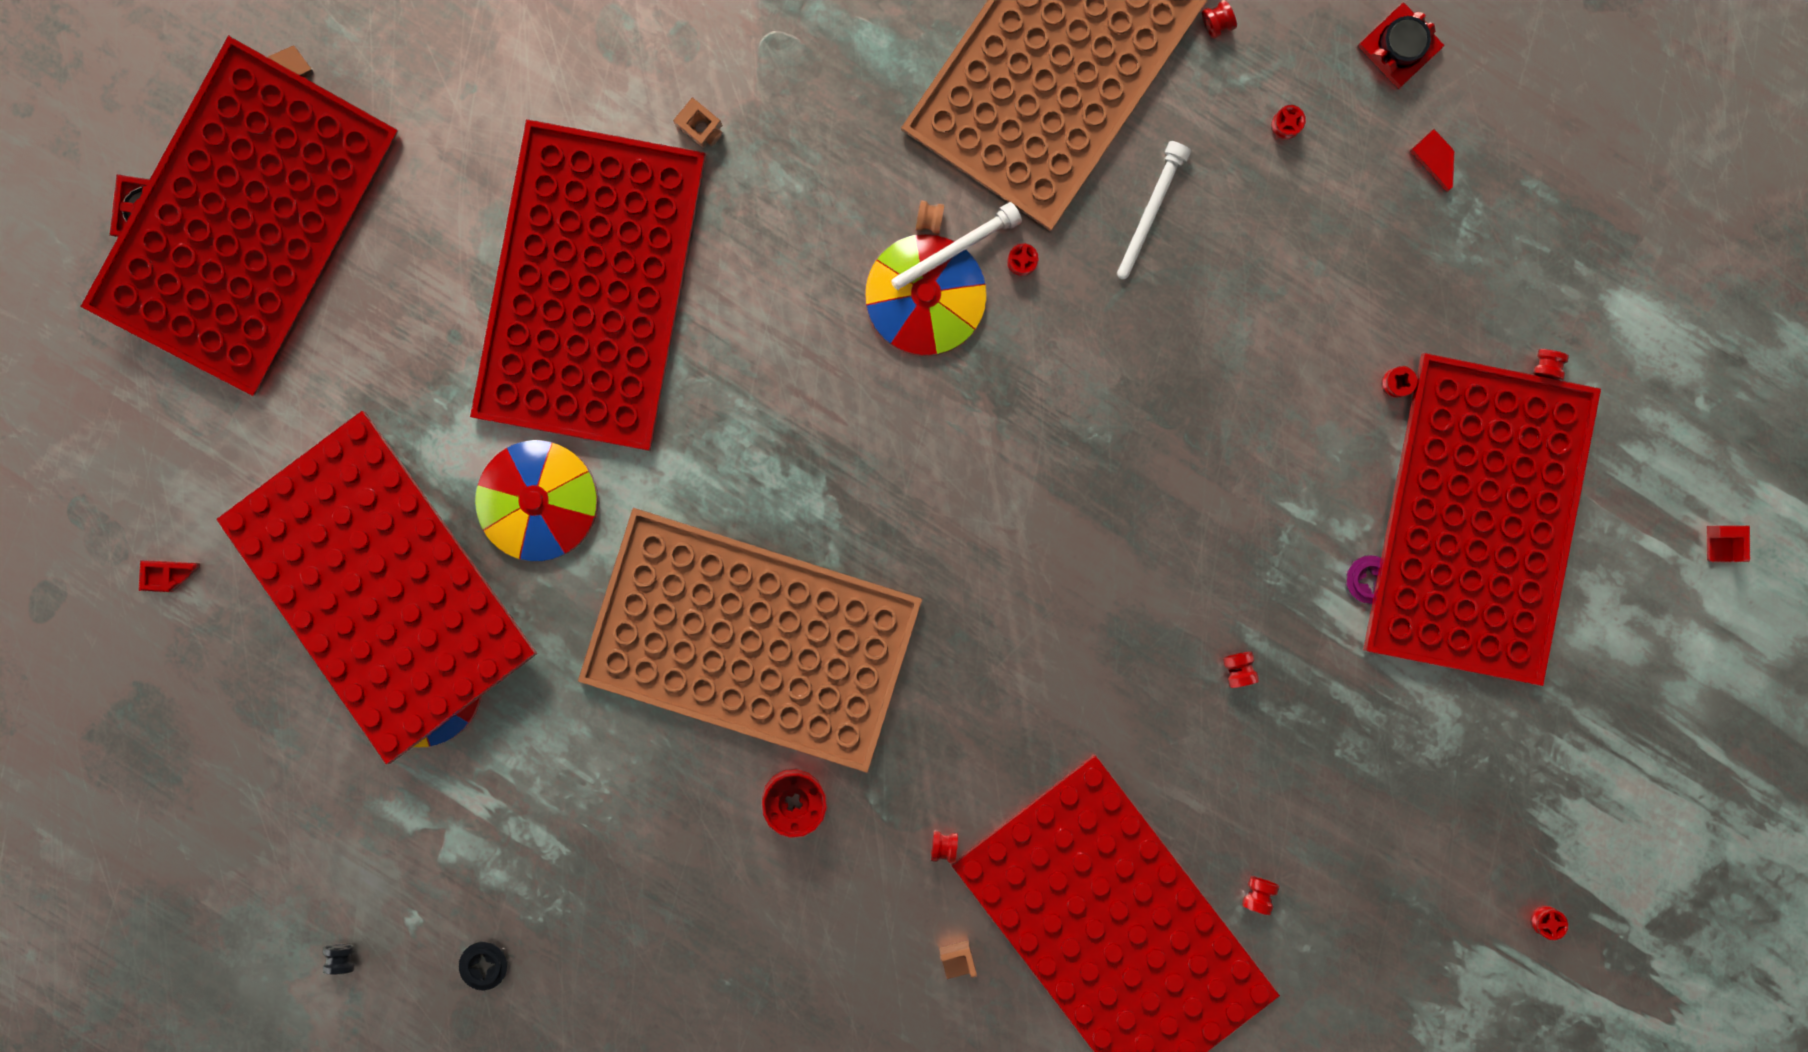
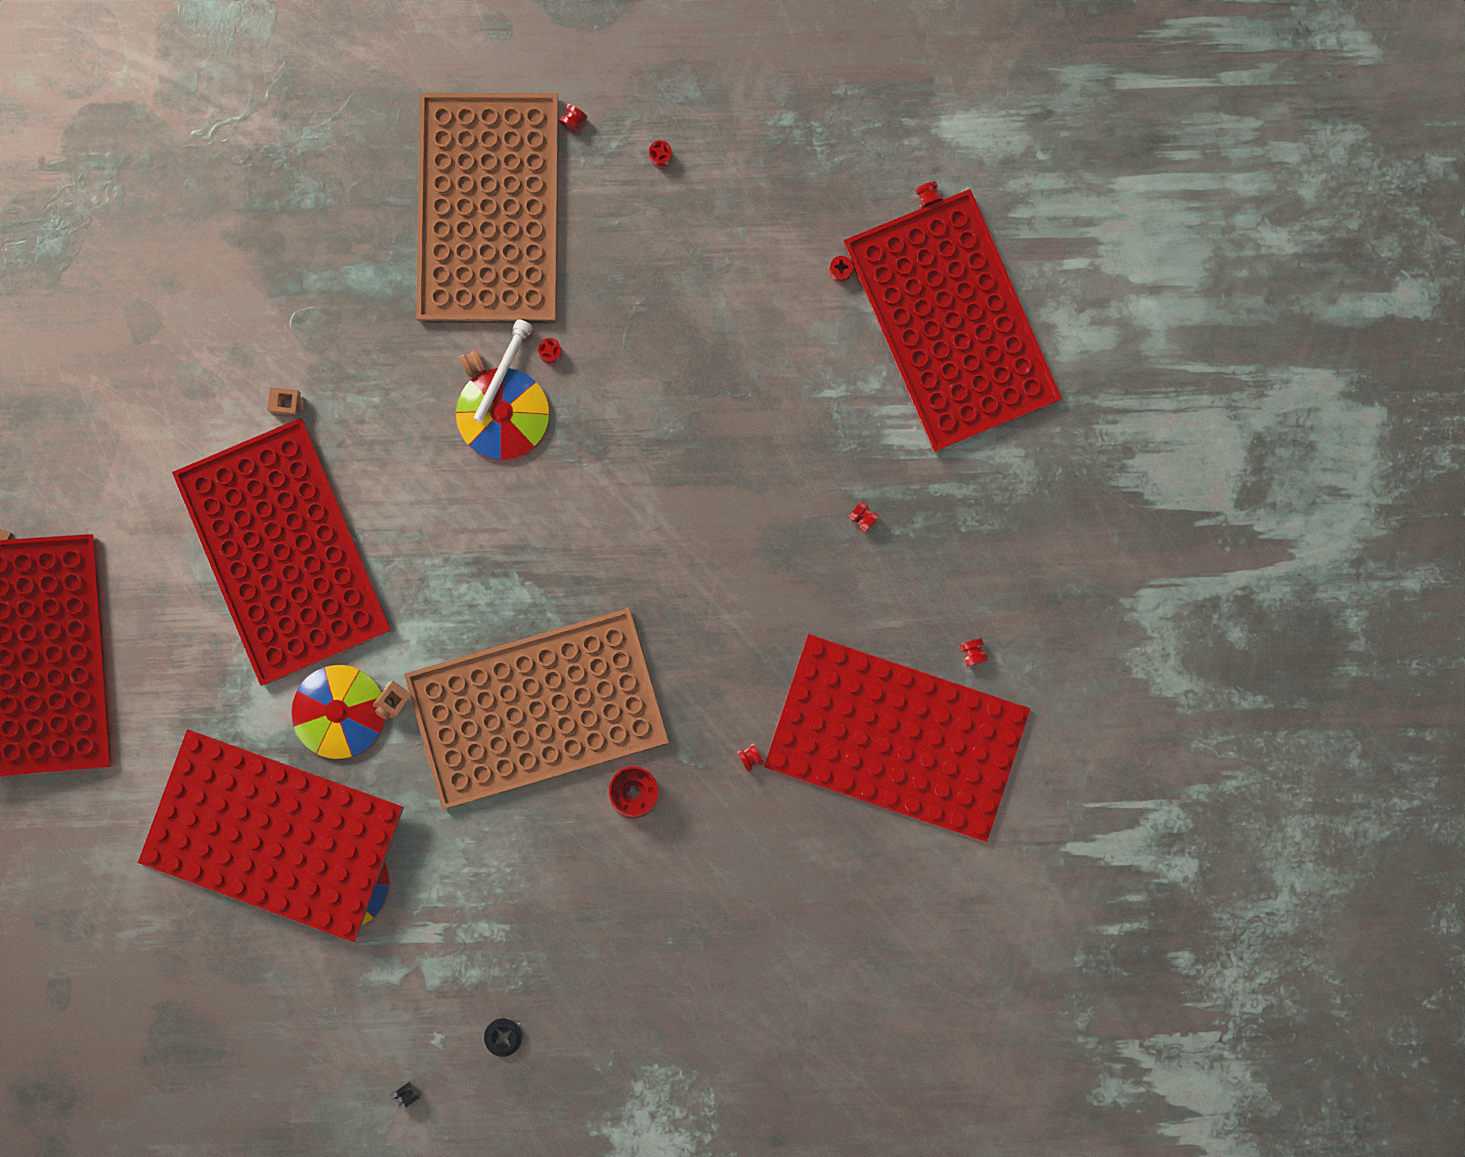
camera: 30 degrees left, 5 degrees down
(164, 575) = (127, 922): red tile -> none
(609, 530) = (397, 696): none -> nougat brick
(958, 960) = (808, 825): nougat panel -> none
(1175, 156) = (603, 222): white piece -> none
(1358, 571) = (896, 406): magenta gear -> none
(1403, 43) = (699, 58): piece -> none
(1436, 158) = (769, 113): red tile -> none
(1556, 924) = (1173, 543): red wheel -> none
(1728, 543) = (1117, 231): red panel -> none

